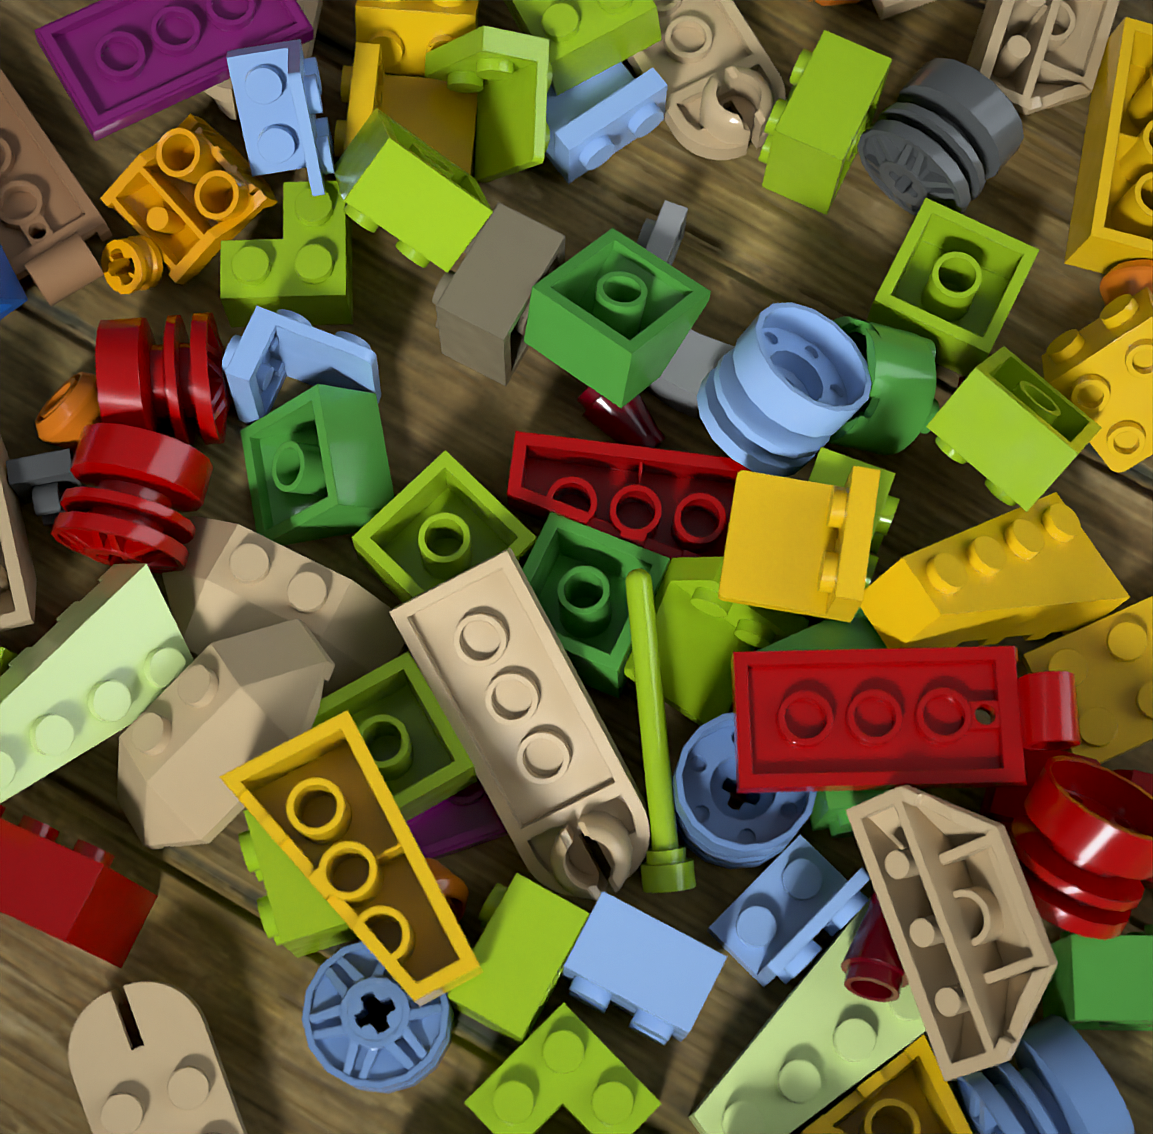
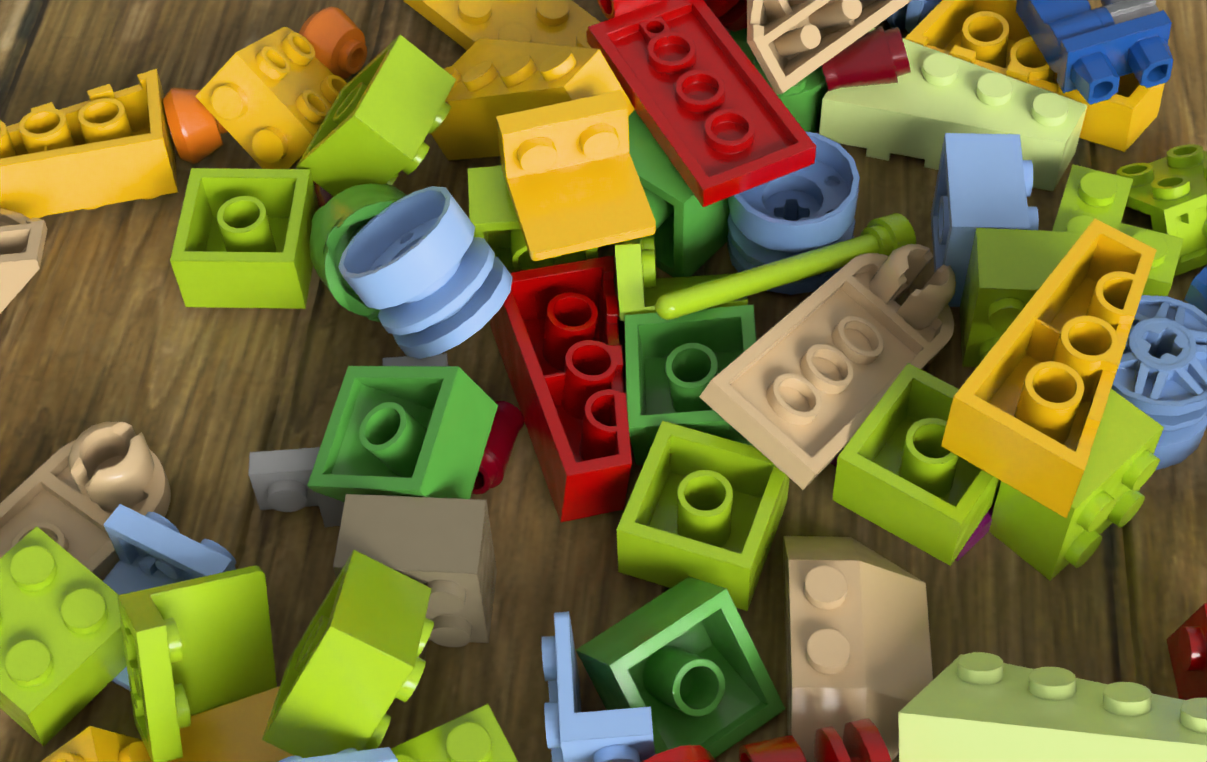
camera: 110 degrees left, 20 degrees down
(211, 719) = (1010, 581): tan wedge -> none
(784, 909) = (884, 135): light blue bracket -> none
(822, 120) = (108, 368): lime brick -> none
(941, 137) = (95, 284): dark grey wheel -> none

